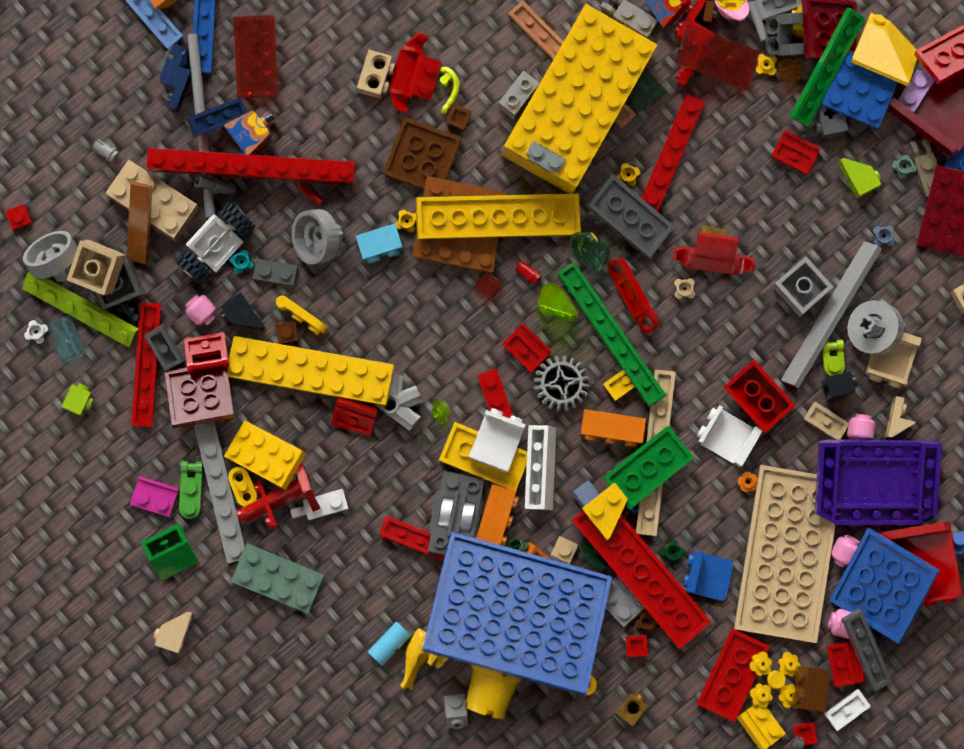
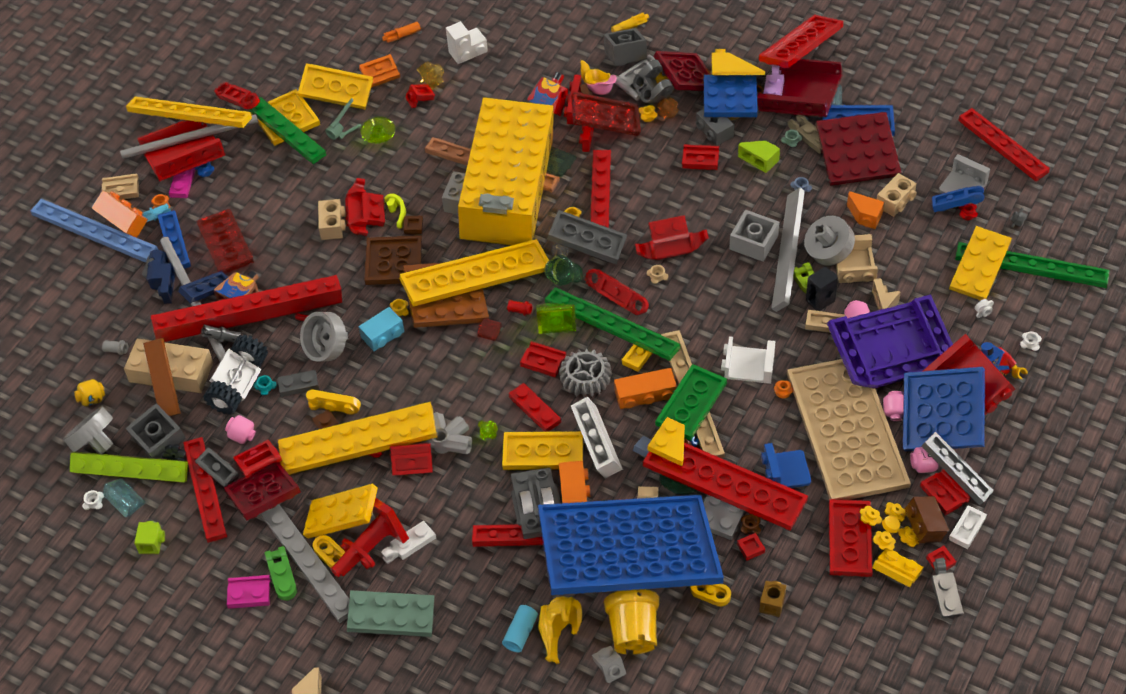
camera: 15 degrees left, 30 degrees down
(18, 217) = (51, 421): red plate -> none
(64, 201) = (89, 392): none -> yellow head
(96, 267) = (131, 413): tan brick -> none
(170, 552) = (278, 626): green slope -> none
(241, 313) = (279, 420): black slope -> none
(497, 440) = (548, 428): white panel -> none
(679, 552) = (747, 458): dark green plate -> none
(759, 396) = (760, 316): red slope -> none
(827, 67) = (696, 88): green plate -> none
(933, 299) = (865, 210): none -> orange slope

